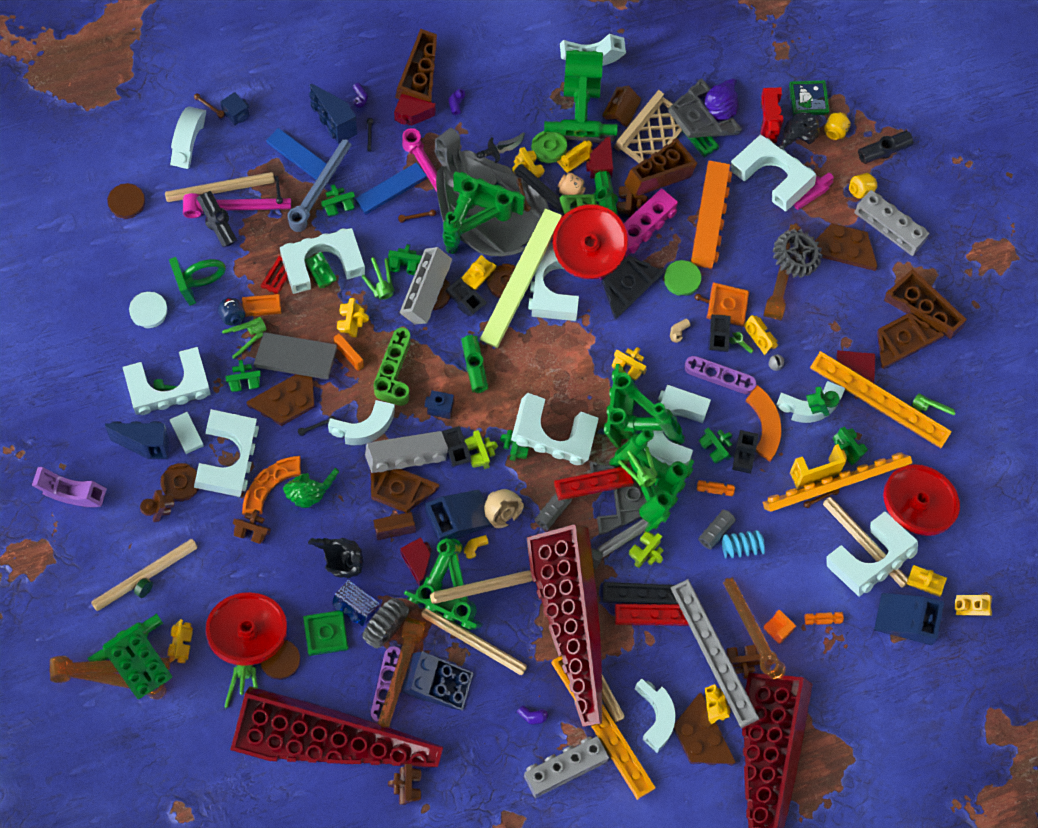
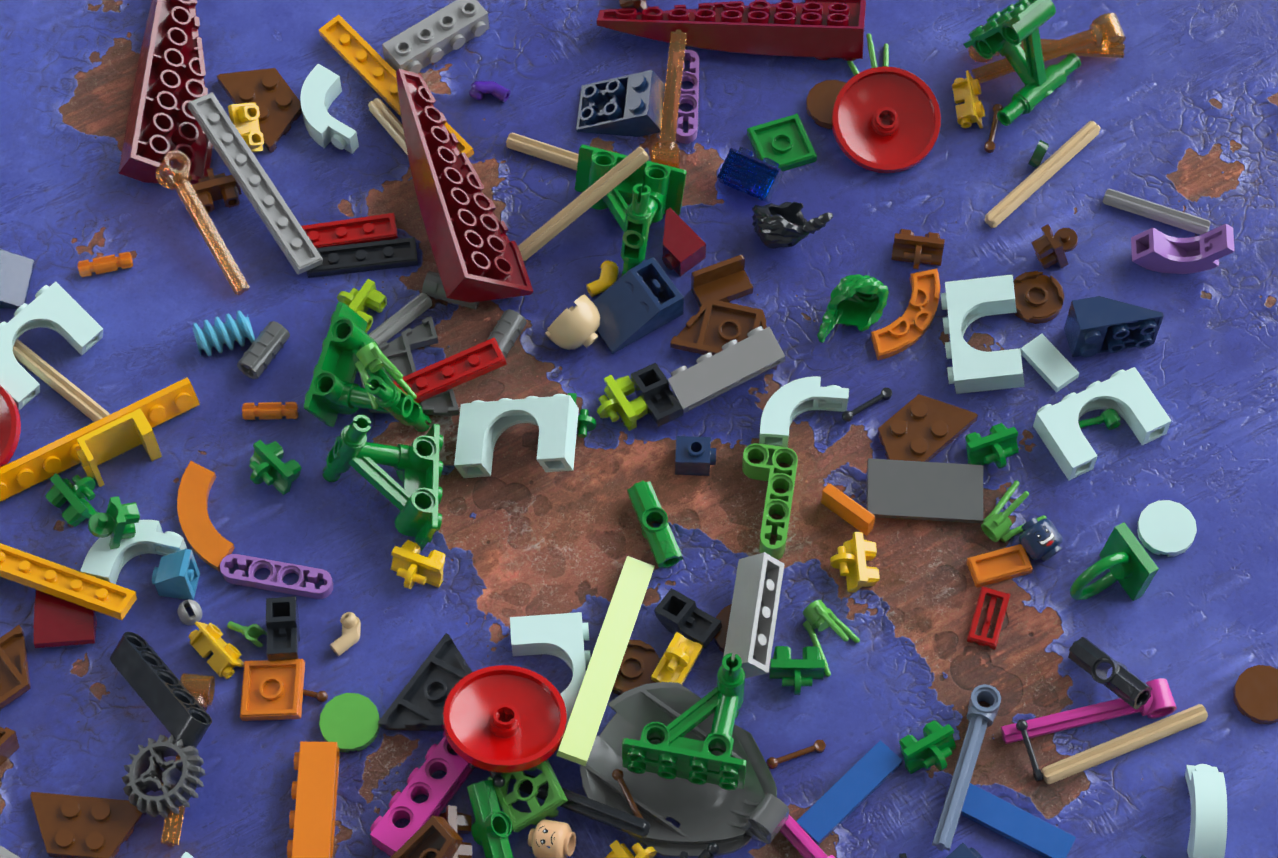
camera: 175 degrees right, 5 degrees down
(74, 530) = (1156, 212): none -> light grey axle
(175, 606) = (990, 145): none -> reddish brown hinge
(320, 270) = (924, 624): green hips -> none
(339, 243) = (903, 675): light aqua arch -> none
(385, 623) = (704, 149): dark grey gear -> none
(680, 404) = (339, 516): light aqua arch -> none
(745, 451) = (229, 461): black brick -> none
(779, 627) = (164, 240): orange panel -> none
(784, 378) = (177, 575): none -> dark azure slope
(804, 307) = (160, 689): none -> black beam

